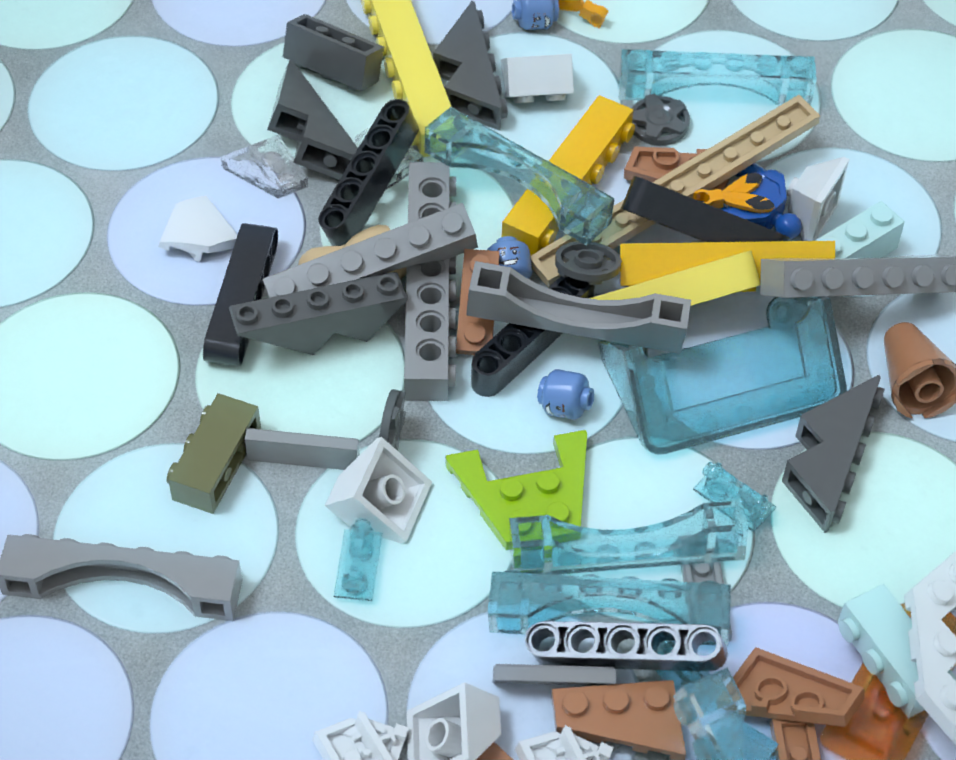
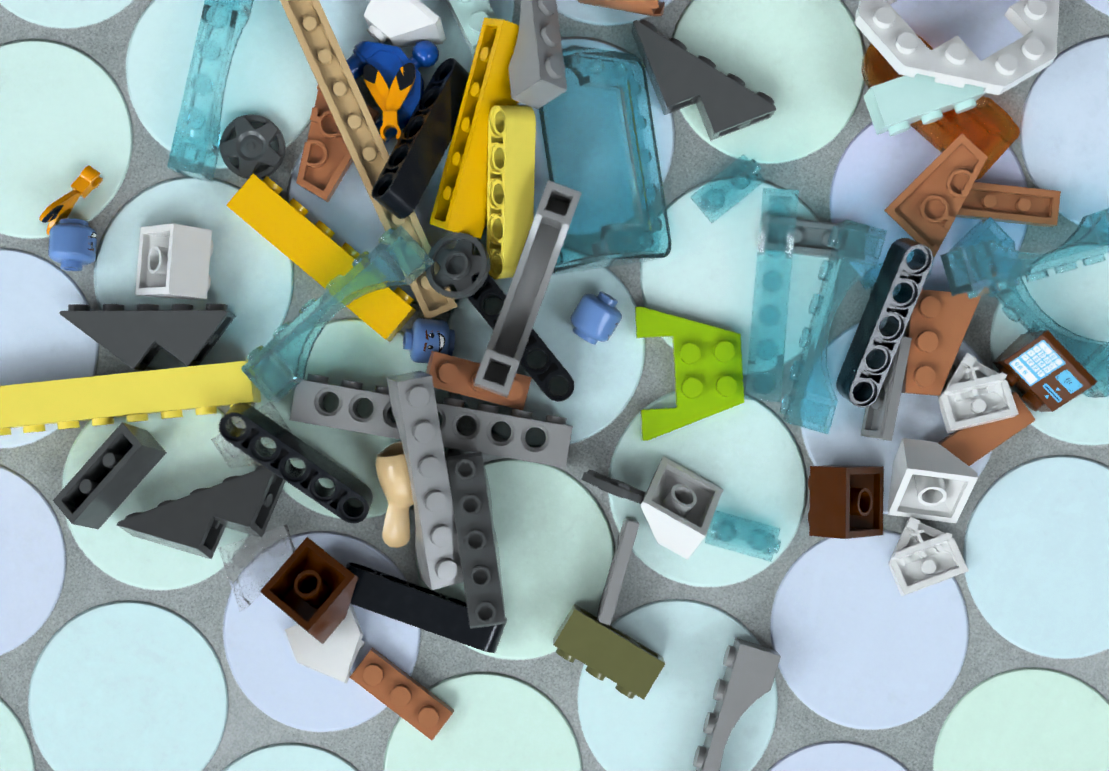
camera: 75 degrees left, 35 degrees up
(151, 294) = (402, 694): none -> nougat plate
(244, 195) = (312, 590): none -> reddish brown slope
(414, 656) = (846, 501): none -> reddish brown slope

